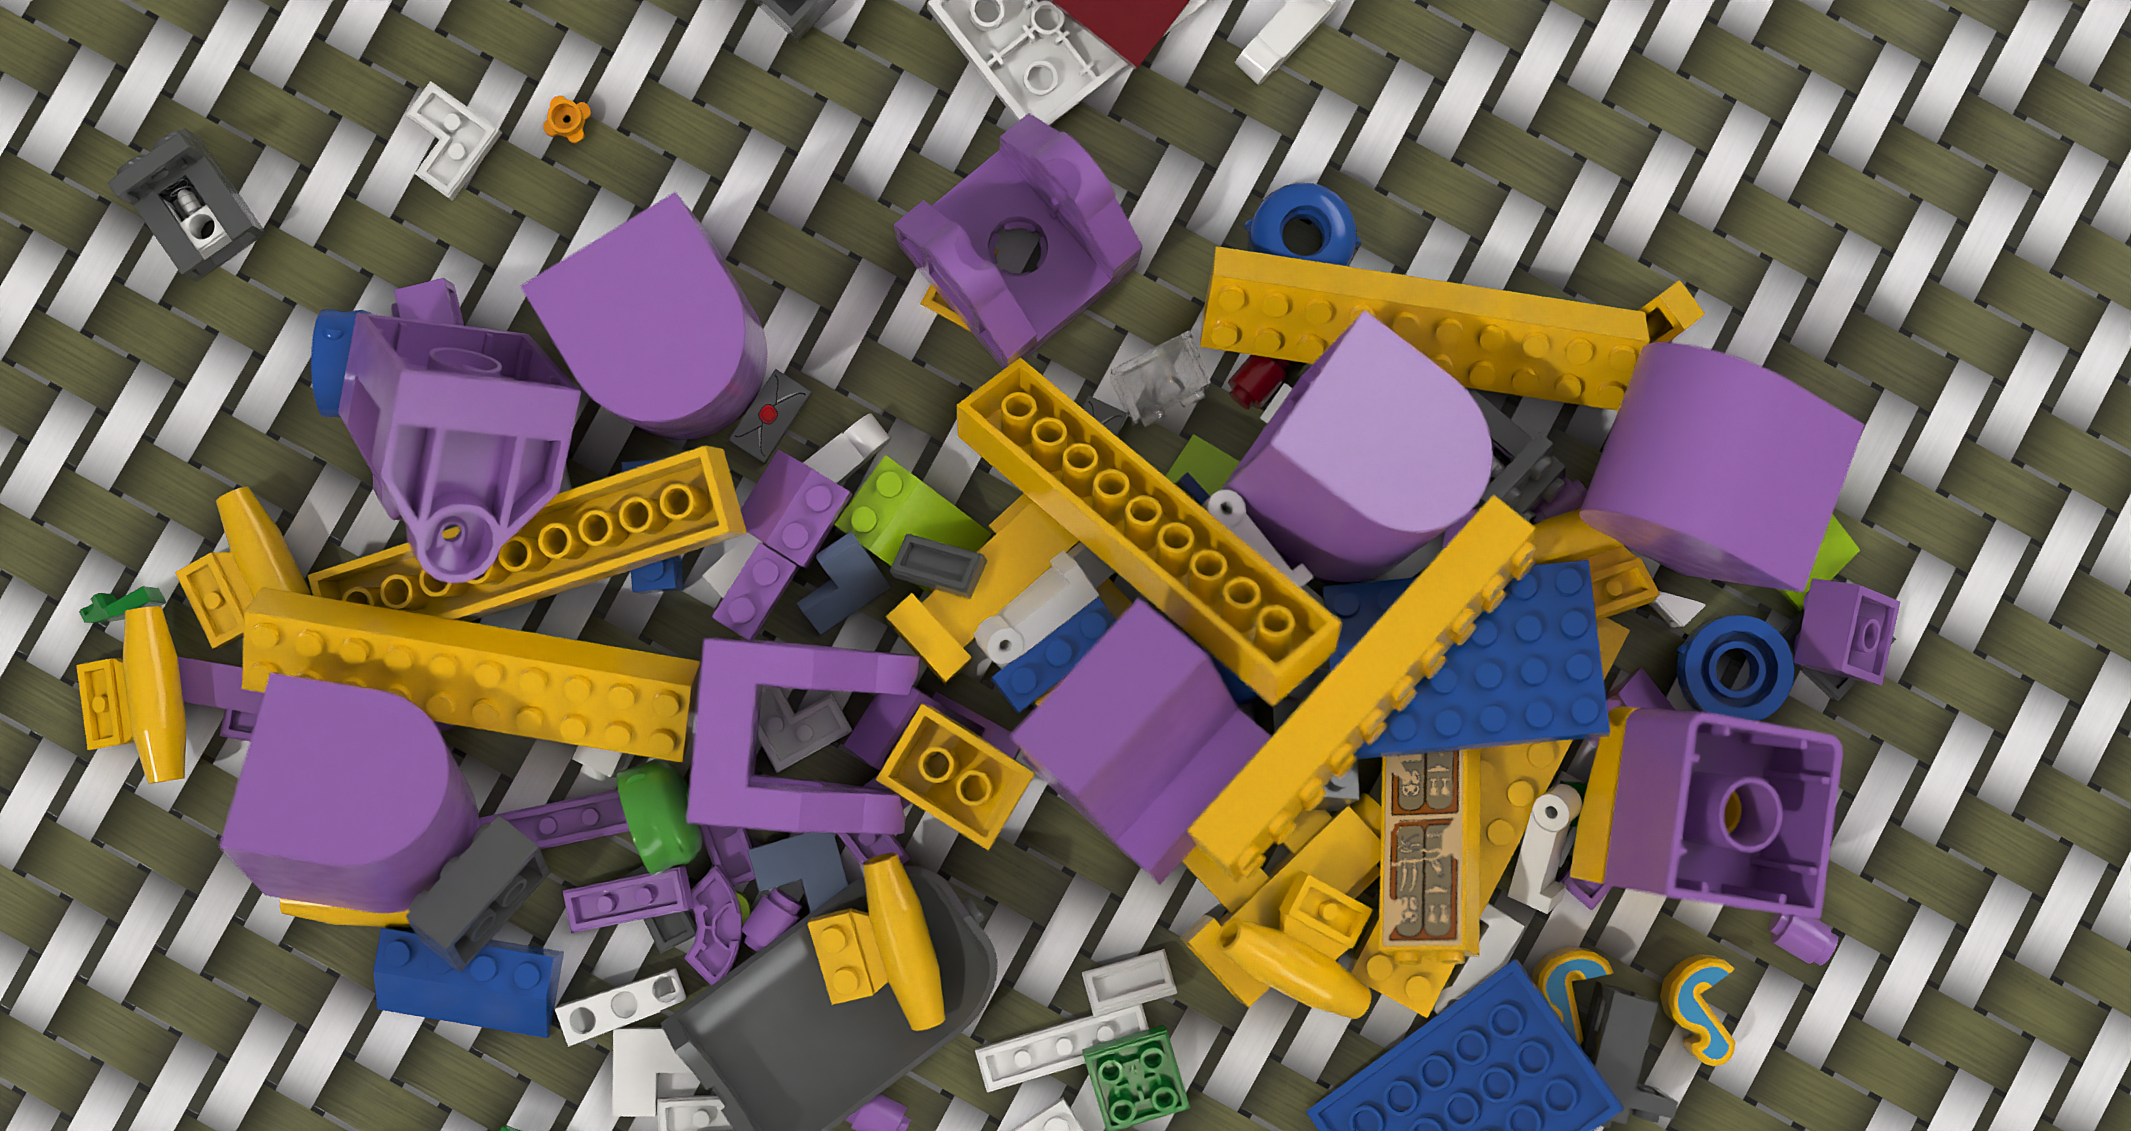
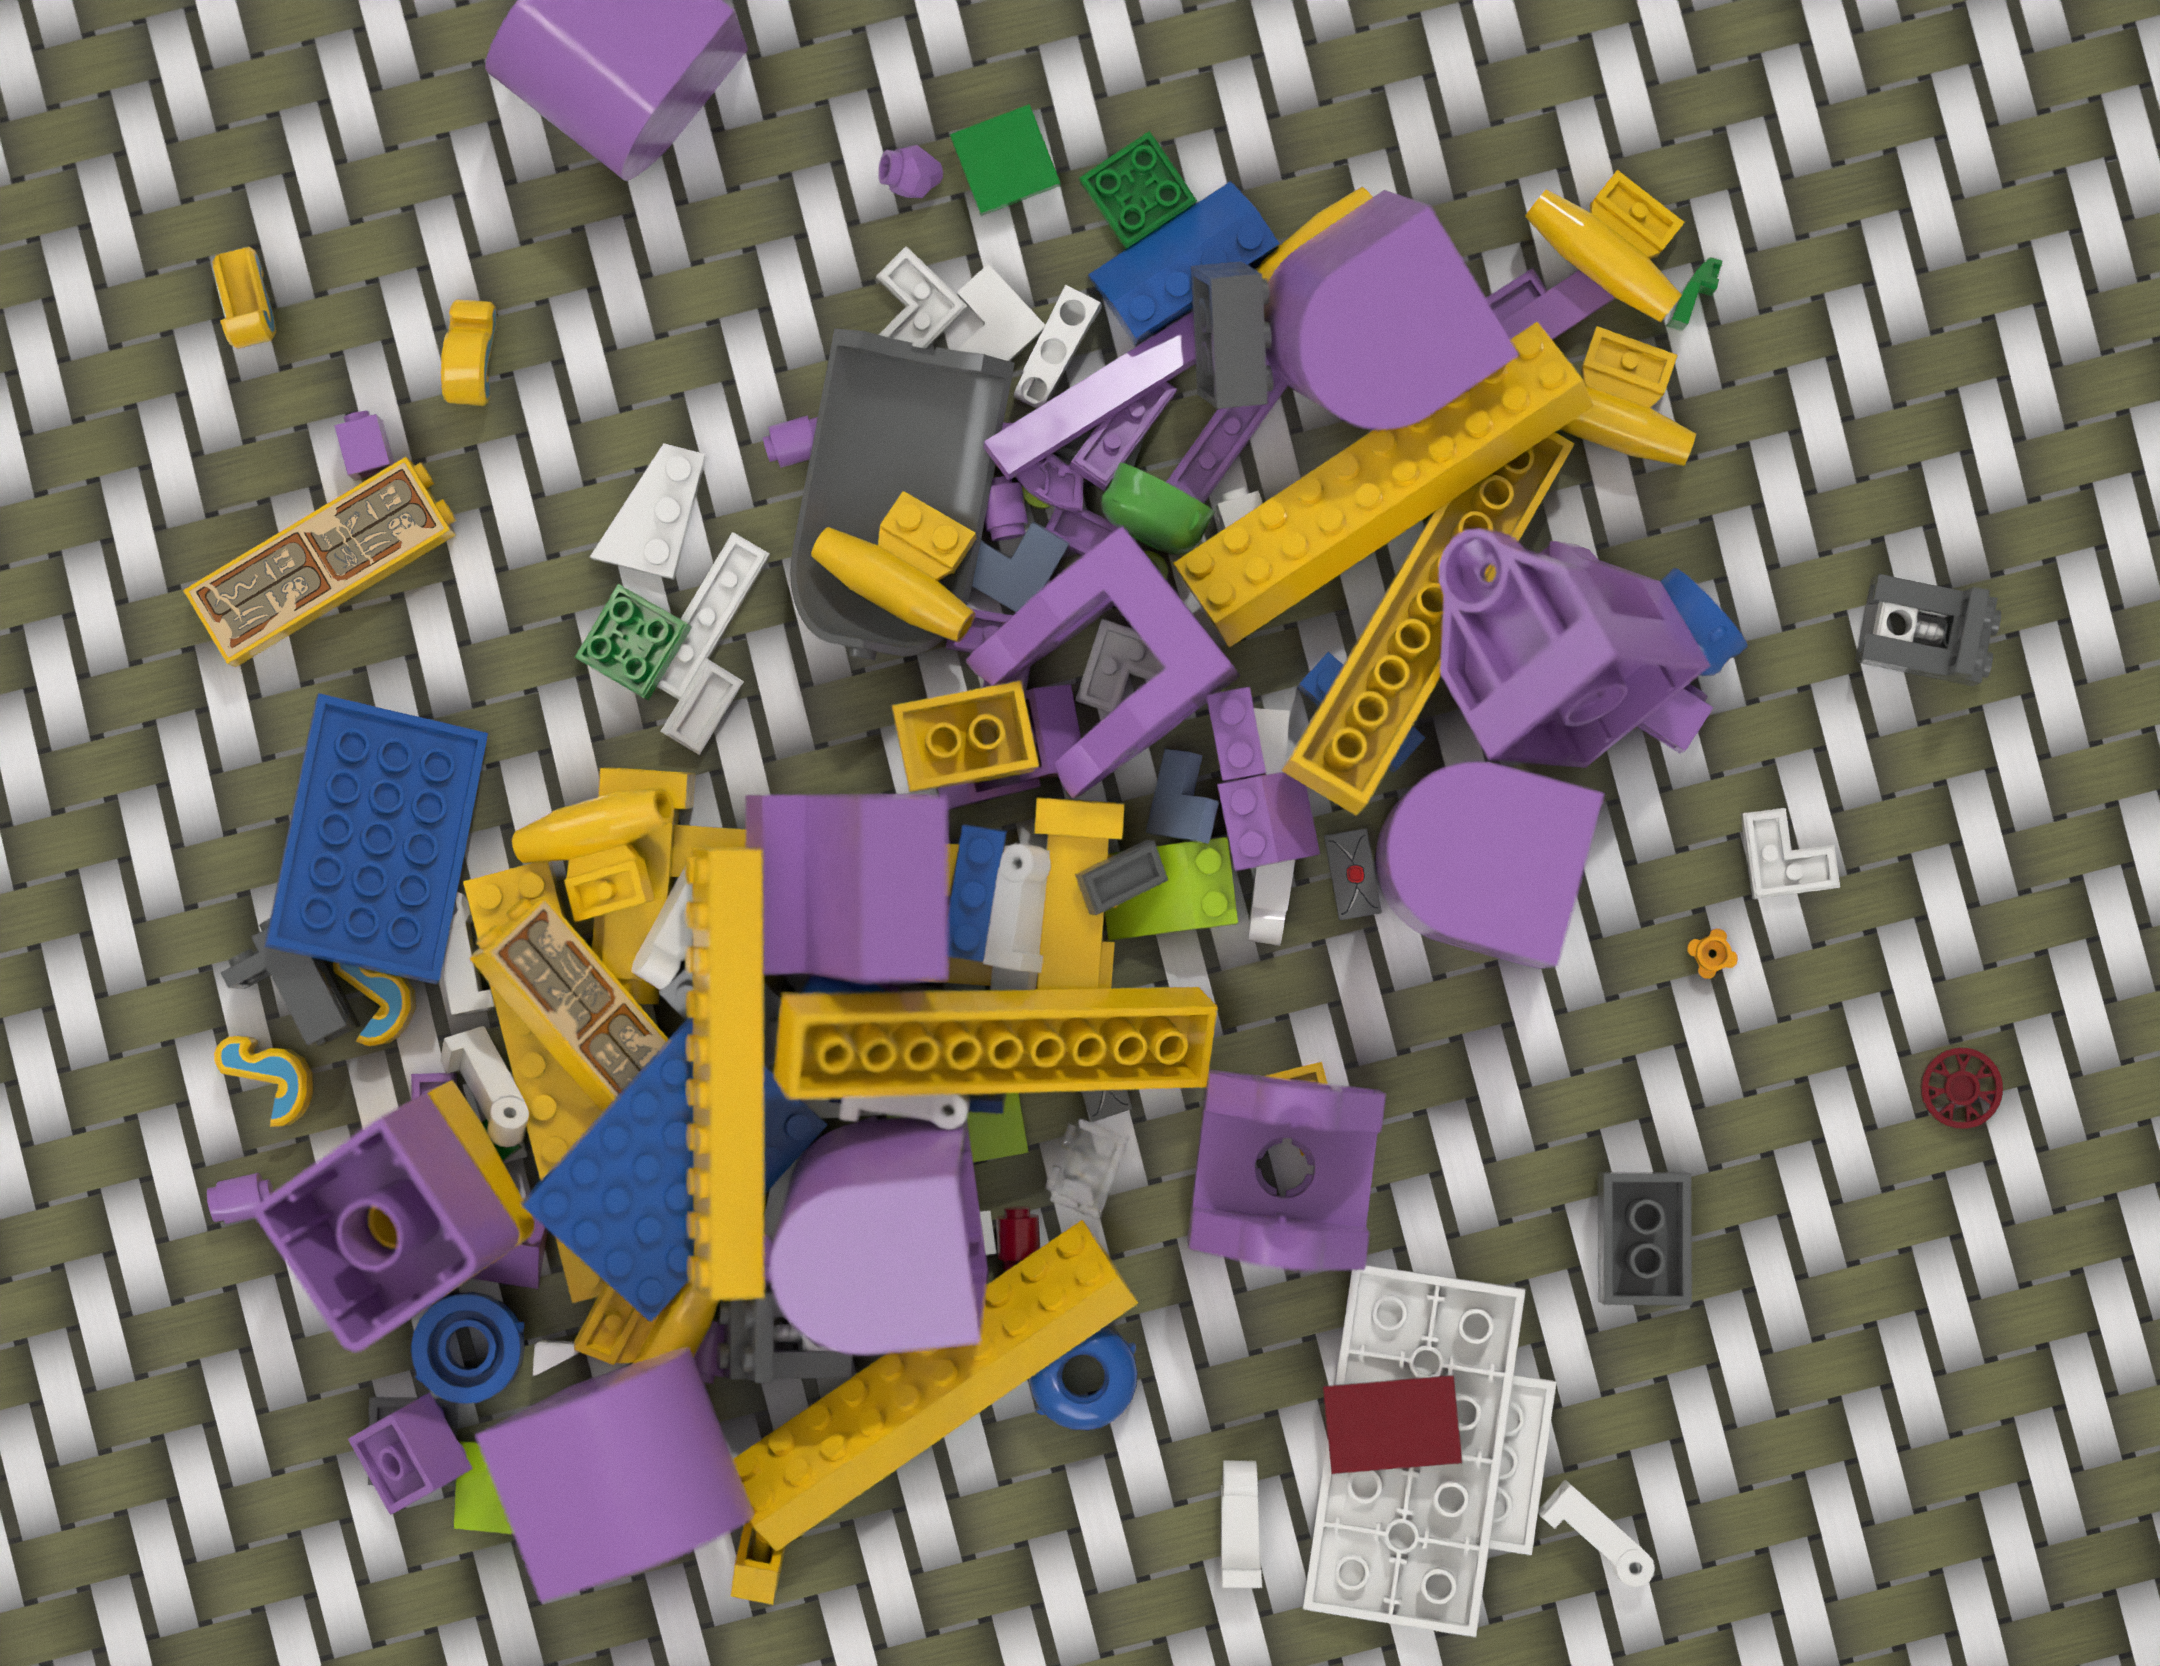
camera: 135 degrees right, 0 degrees up
(451, 1067) = (1137, 190): none -> green tile
(627, 940) = (1094, 399): none -> tile
(1316, 832) = (667, 939): none -> white leg

